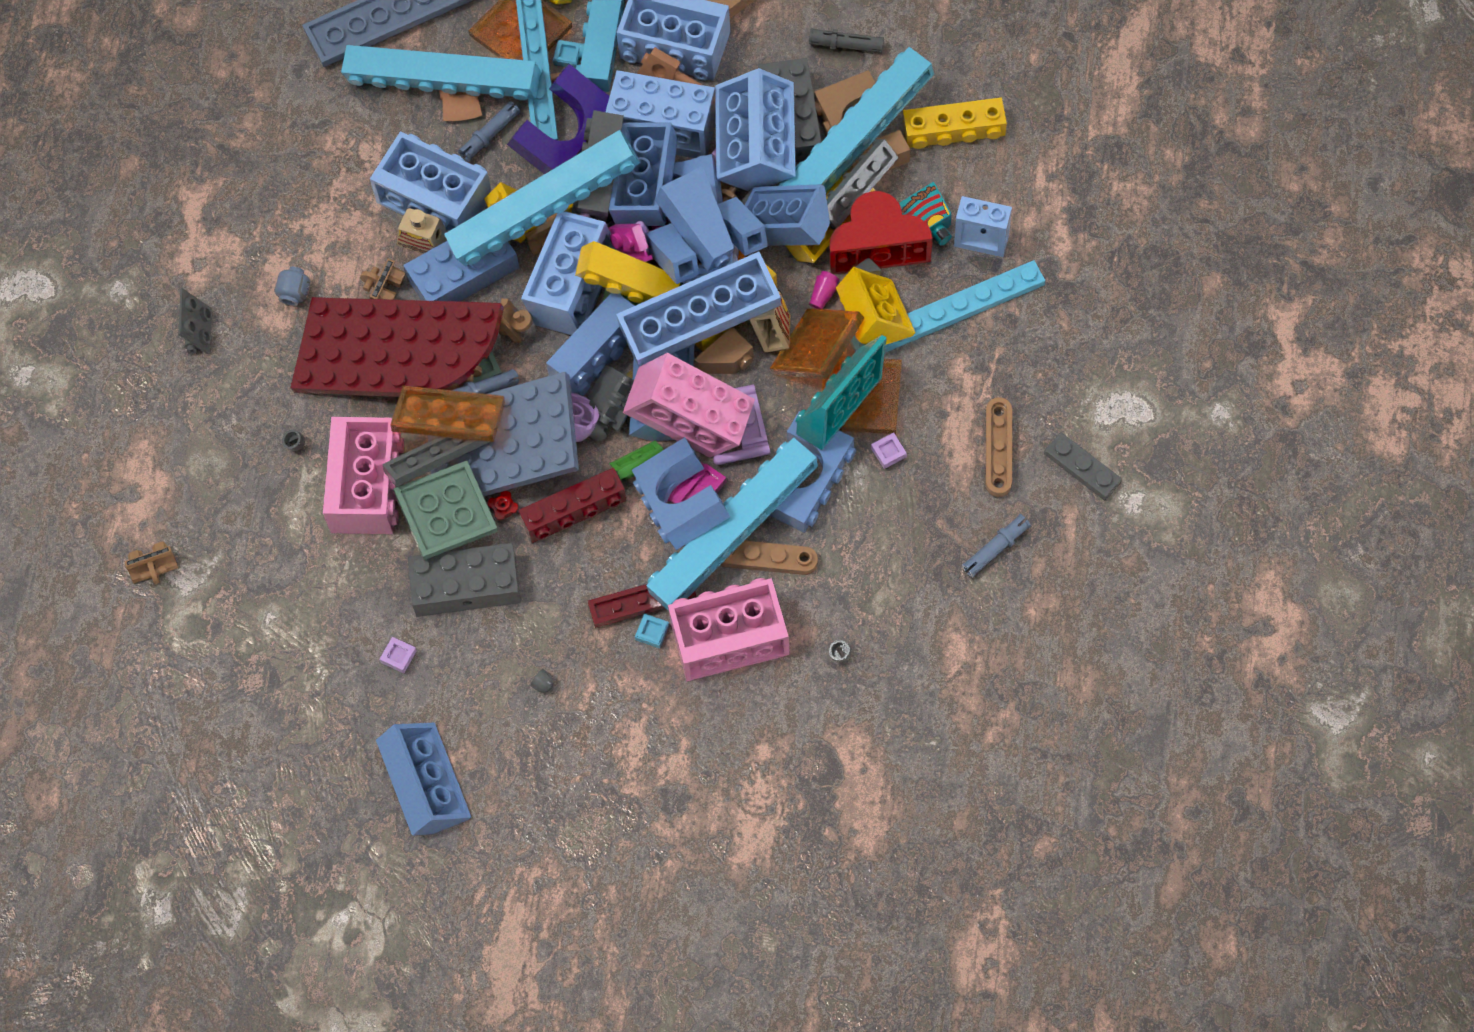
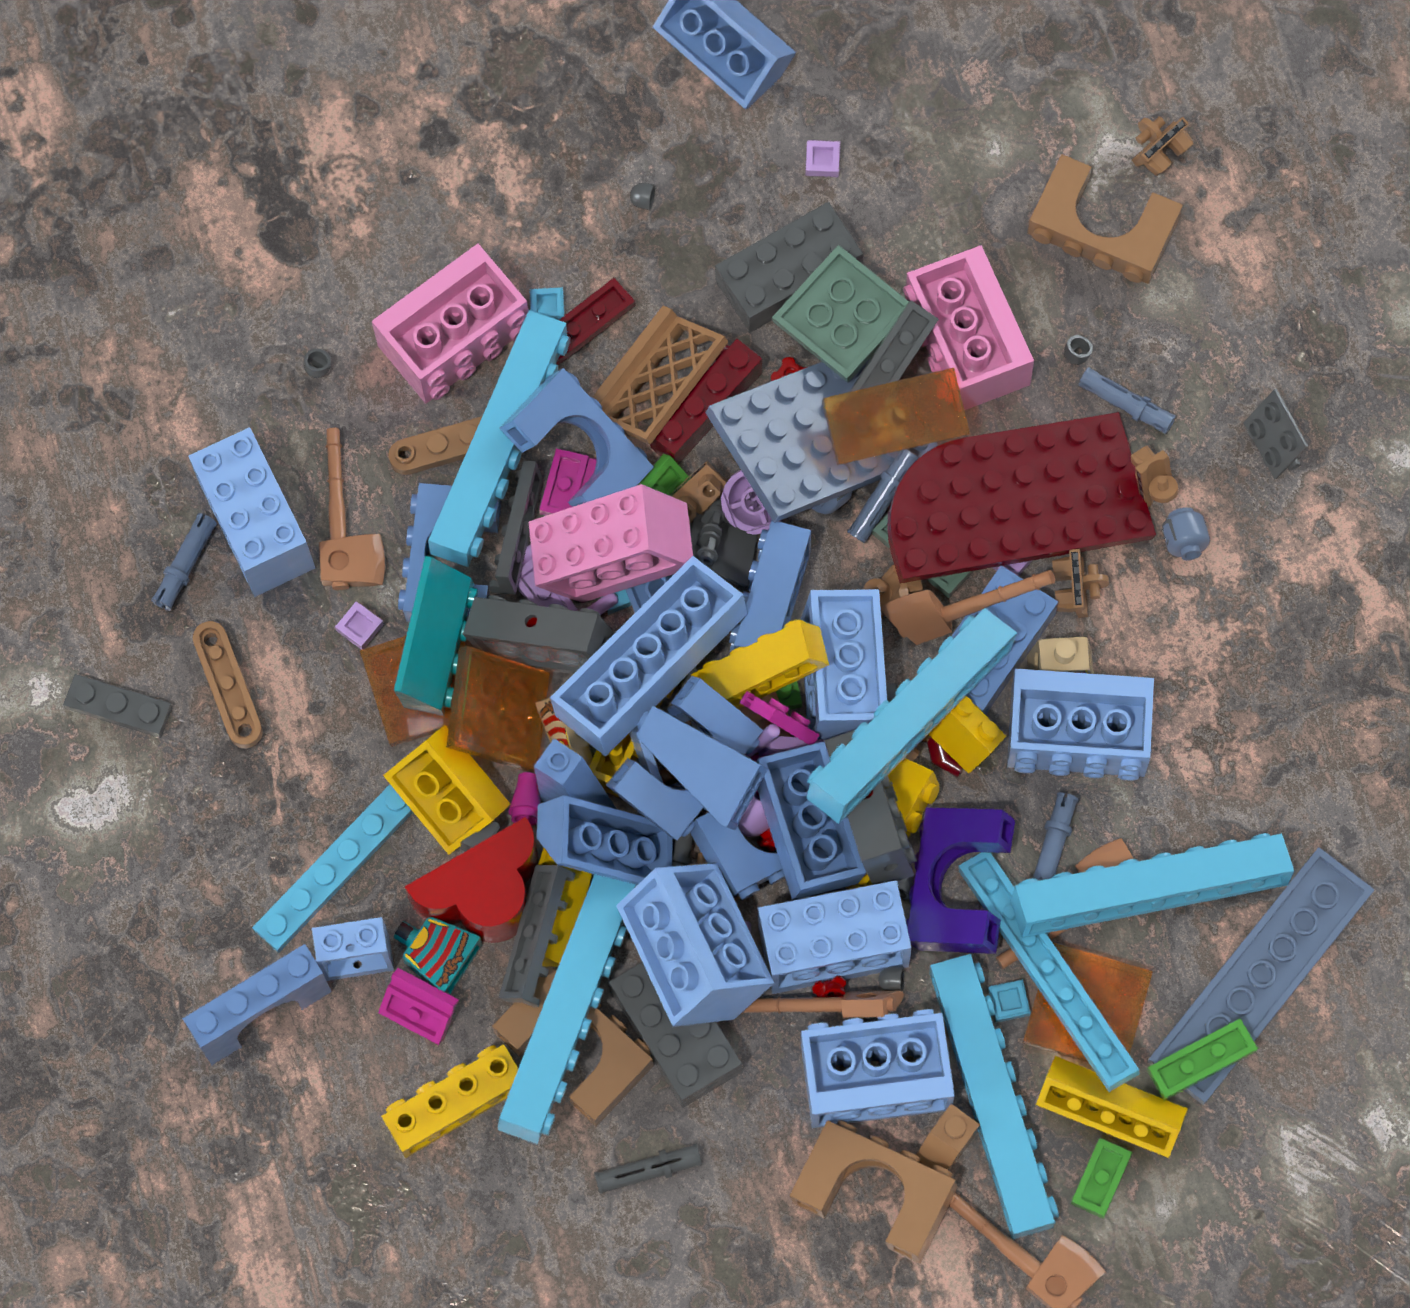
camera: 155 degrees right, 5 degrees up
(214, 492) = (1131, 254): none -> medium nougat arch
(274, 385) = (1139, 407): none -> sand blue pin
(292, 323) = (1154, 476): none -> medium nougat hips
(484, 287) = (924, 618): none -> nougat piece
(610, 549) = (639, 367): none -> medium nougat fence
(611, 444) = (700, 489): none -> medium nougat hips
(750, 458) = (517, 531): none -> dark grey hinge
(765, 370) = (535, 634): none -> dark grey brick
(794, 268) = (567, 773): none -> medium blue slope
(875, 502) = (344, 559): none -> nougat piece
(933, 545) = (252, 512): none -> light blue brick
(951, 183) = (418, 1006): none -> dark pink plate
(1031, 213) = (286, 980): none -> medium blue arch

